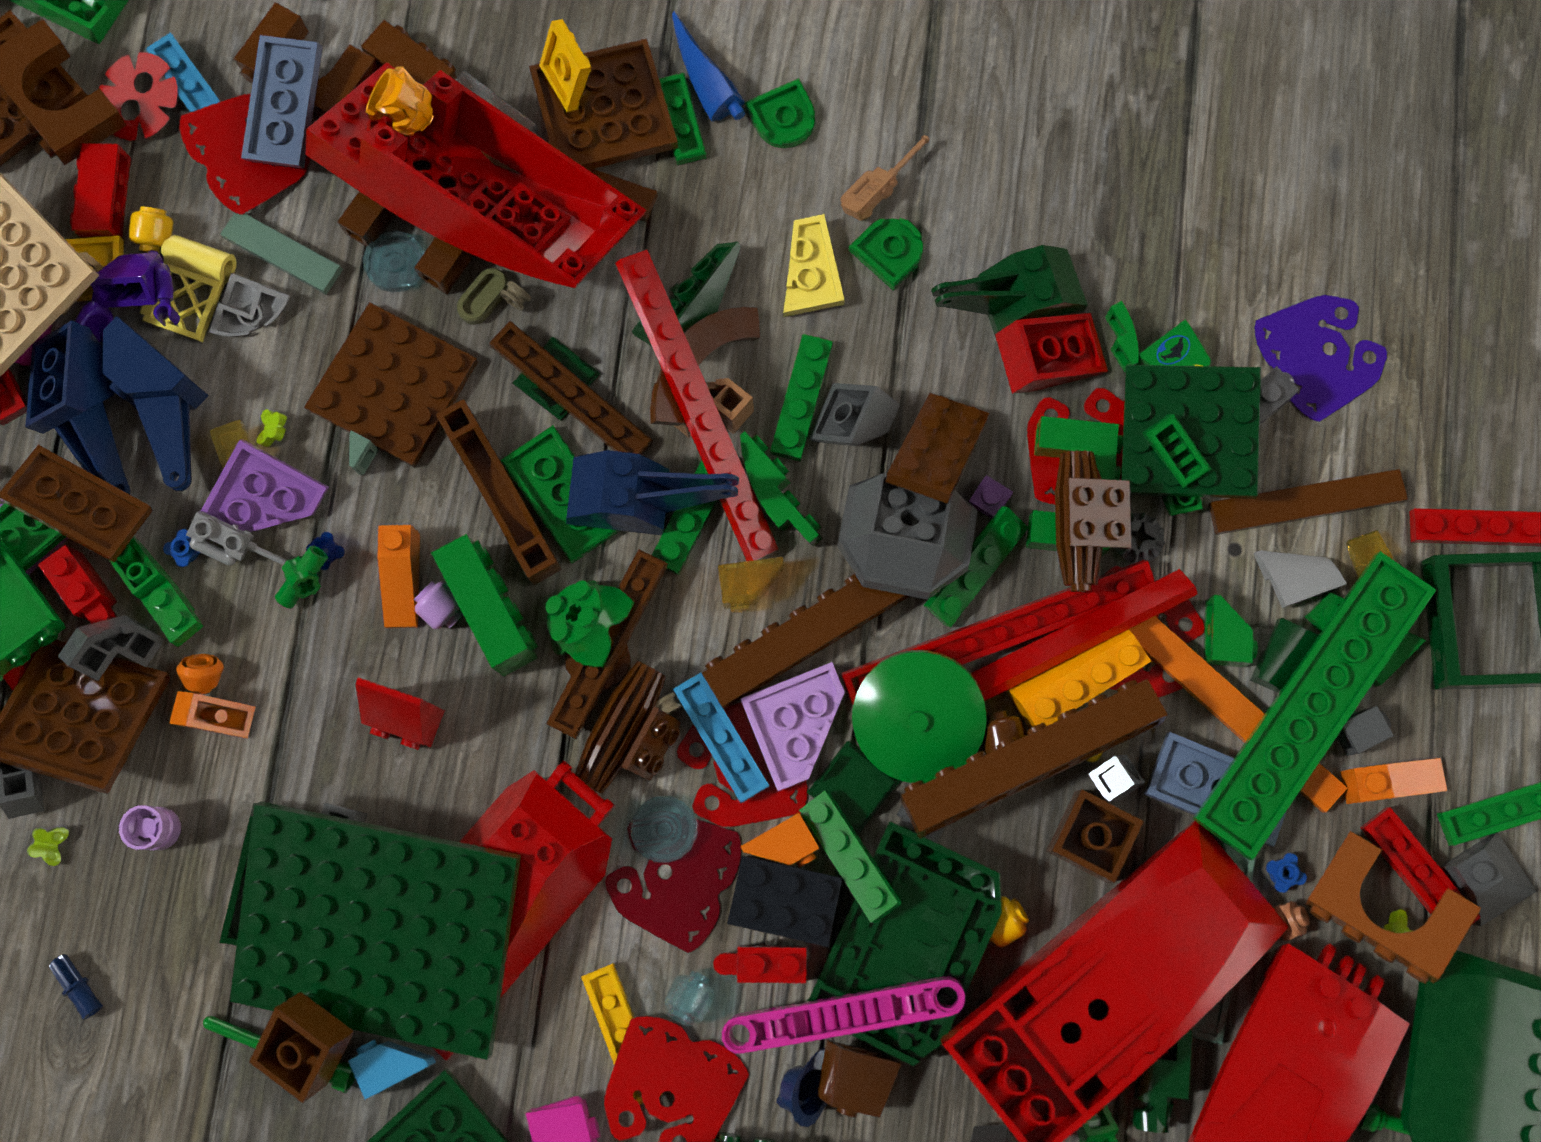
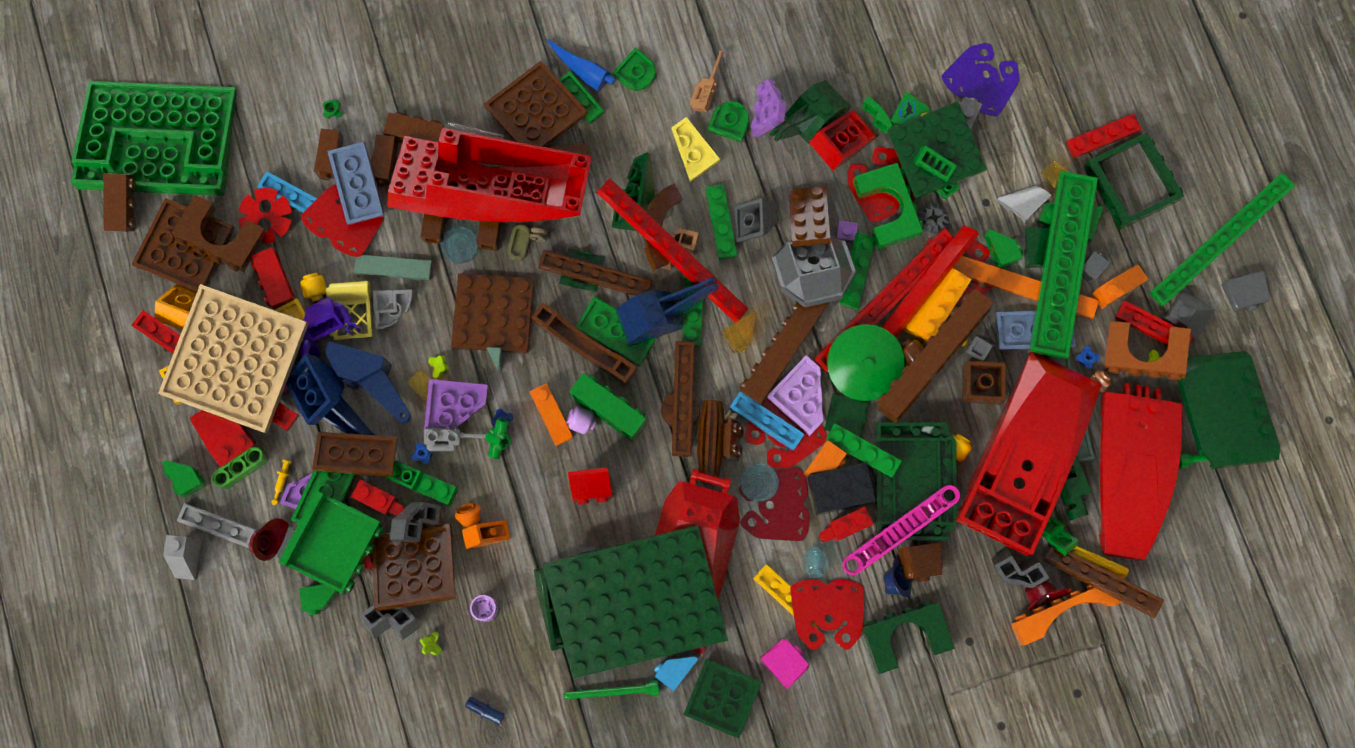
camera: 30 degrees left, 0 degrees up
(301, 1046) = (628, 678): reddish brown brick -> none
(401, 100) = (432, 154): light orange helmet -> none
(564, 65) = (508, 95): yellow hinge -> none
(581, 620) = (673, 399): green brick -> none
(768, 483) = (726, 272): green slope -> none
(954, 252) = (768, 108): none -> medium lavender plate
(1088, 518) = (905, 219): reddish brown plate -> none
(1308, 501) = (1012, 160): reddish brown tile -> none

